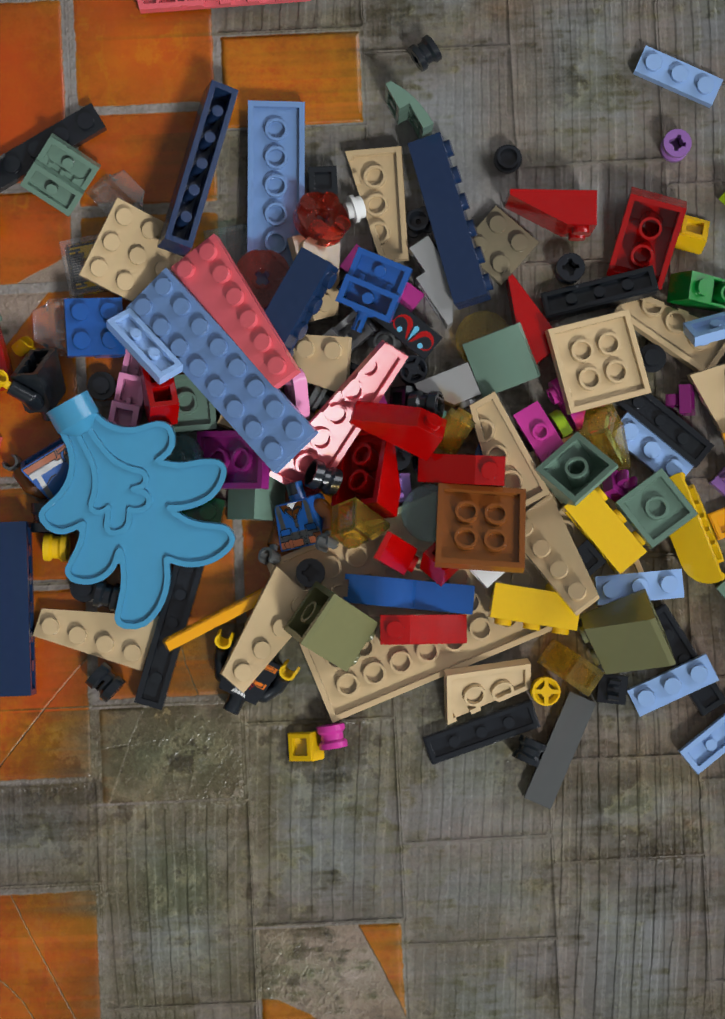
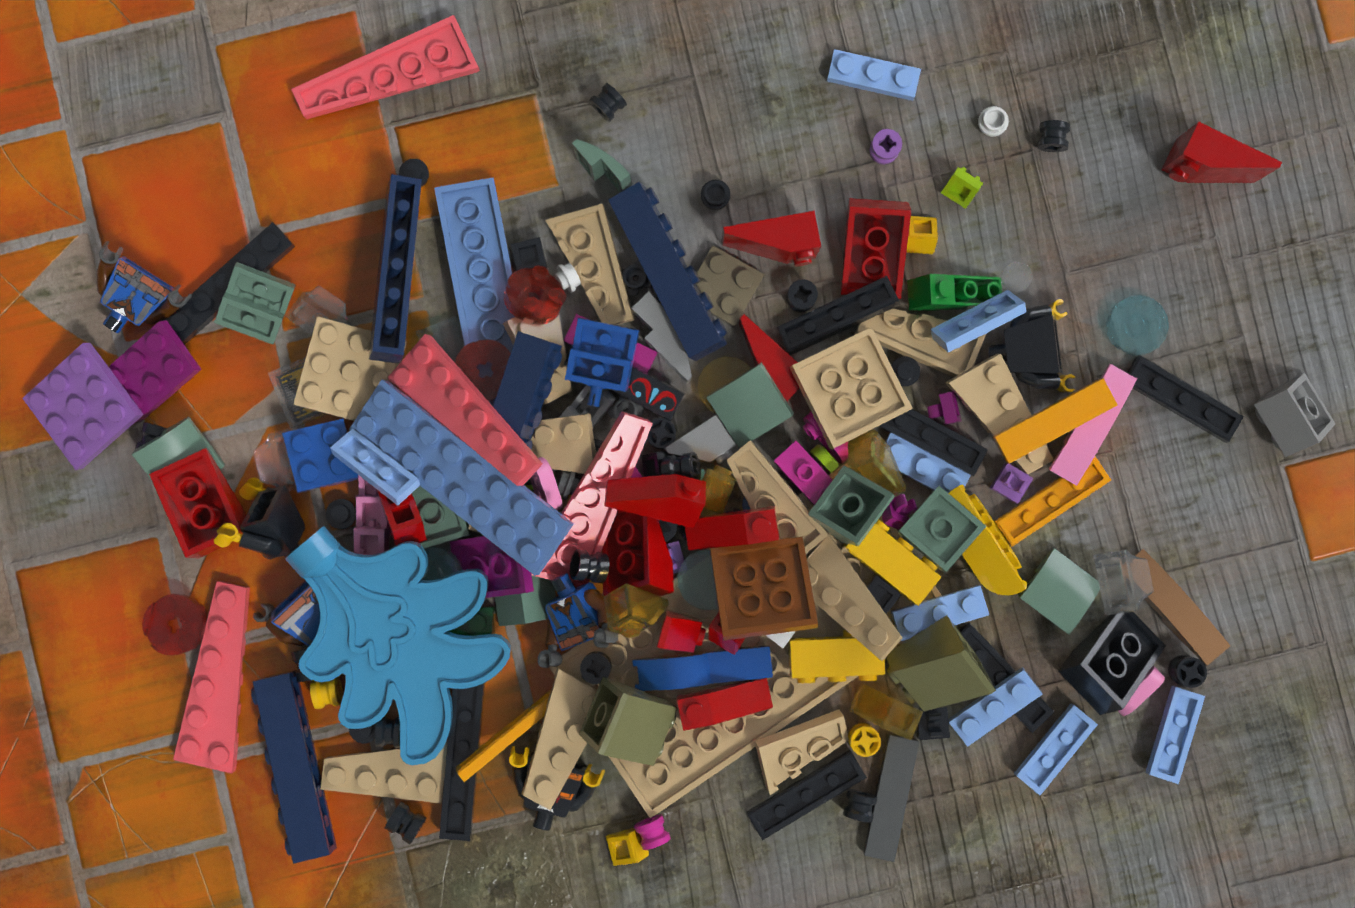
camera: 10 degrees left, 0 degrees up
(232, 79) = (415, 169): none -> black plate

